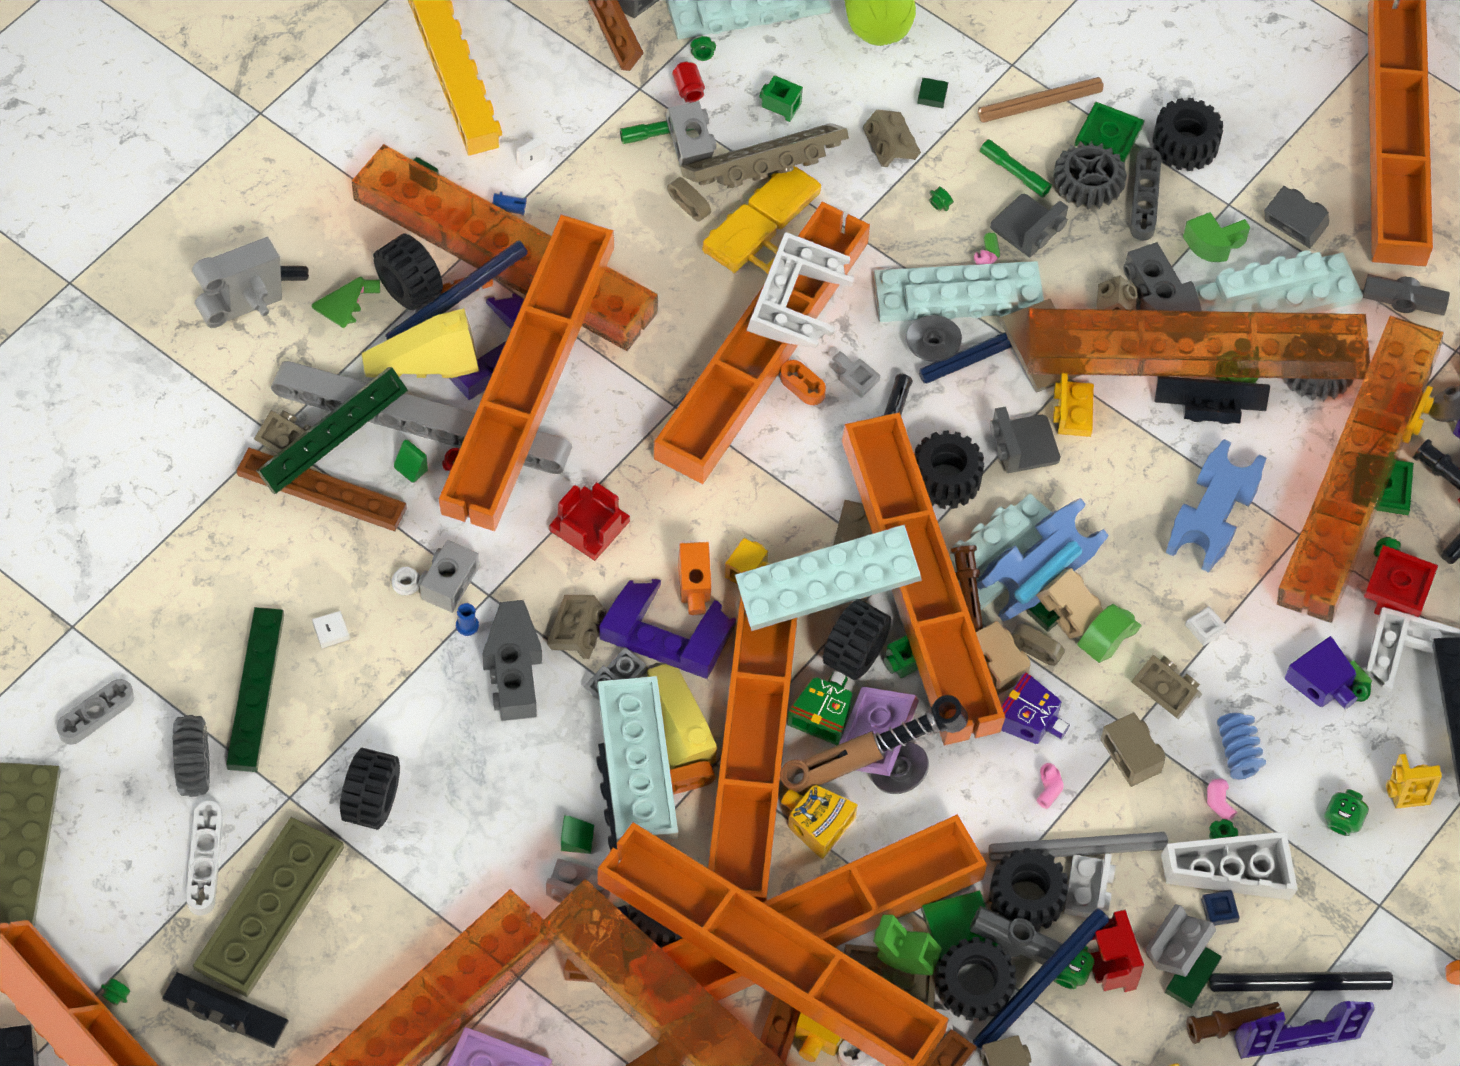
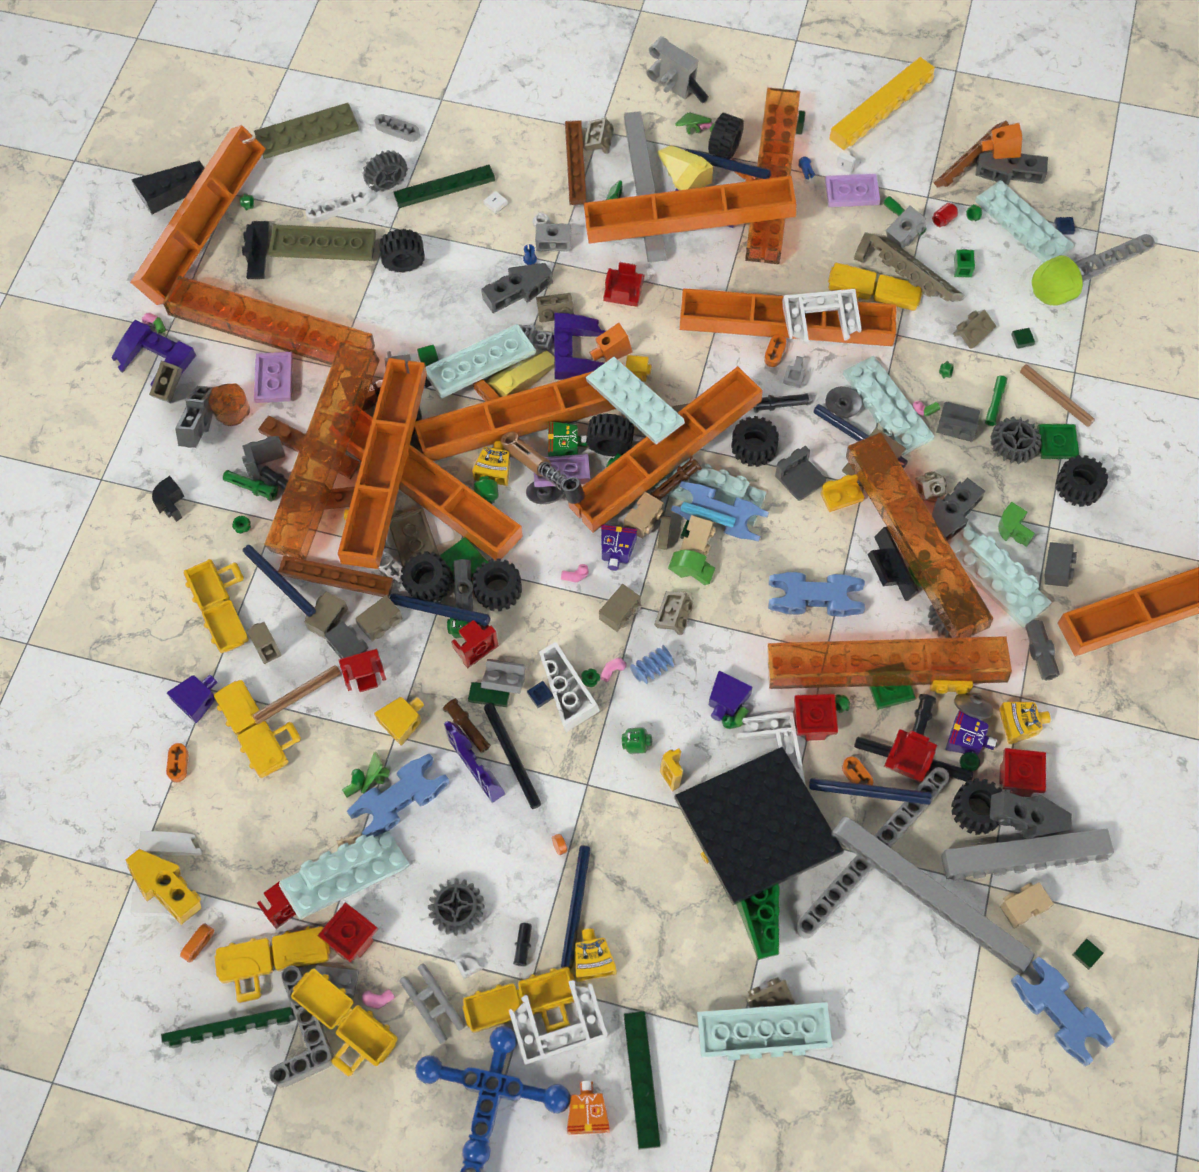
camera: 70 degrees right, 5 degrees up
(332, 430) = (606, 145): dark green plate -> none
(582, 168) = (852, 190): none -> lavender plate
(857, 842) = (487, 489): none -> green head
(906, 949) = (426, 531): bright green brick -> none
(1084, 845) = (543, 604): light grey axle -> none
(1089, 885) = (519, 618): white bracket -> none
(1143, 193) = (1025, 479): dark grey beam -> none
(1206, 626) = (729, 620): white tile -> none

